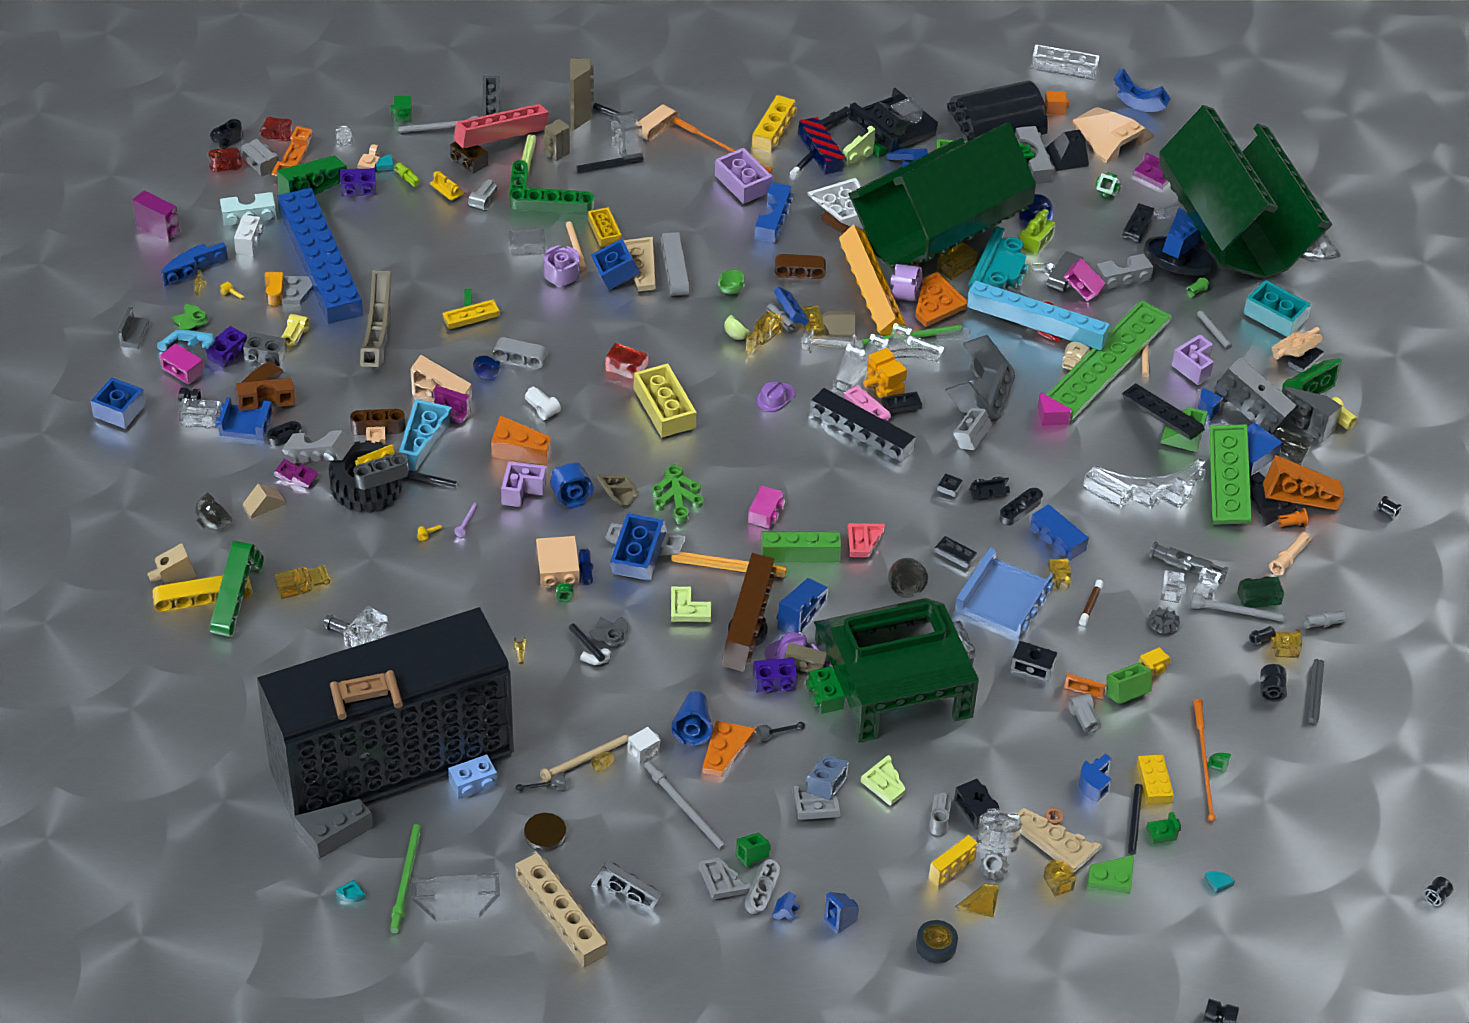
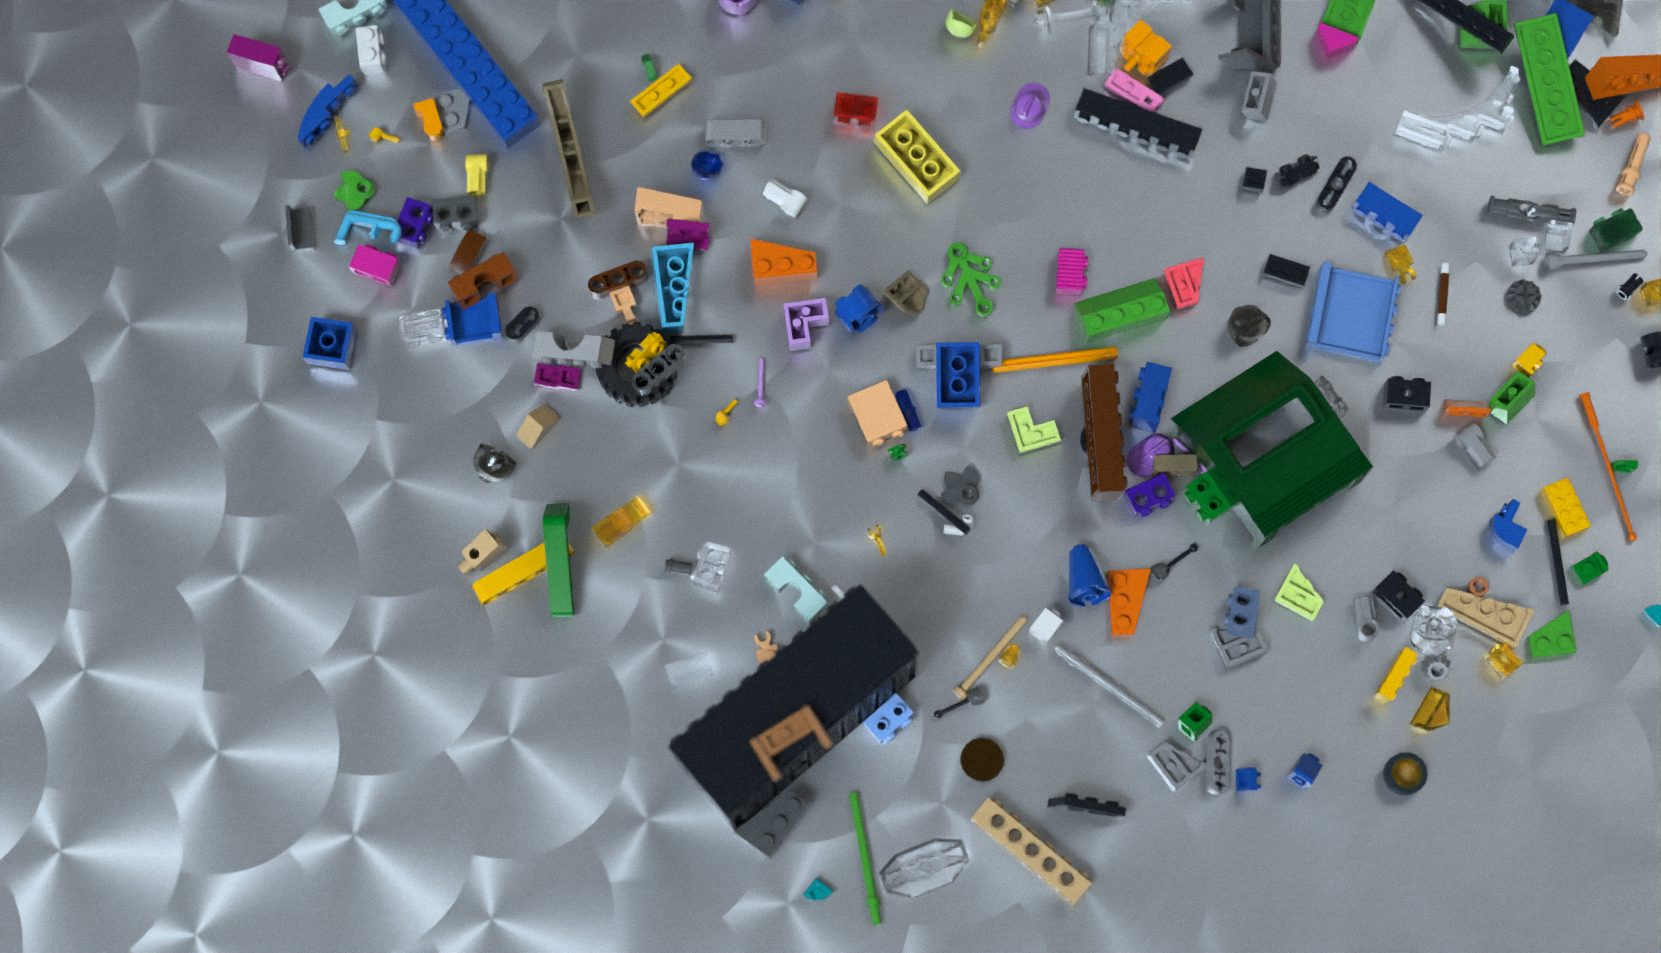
camera: 10 degrees left, 30 degrees up
(185, 393) = (399, 310): black wheel -> none

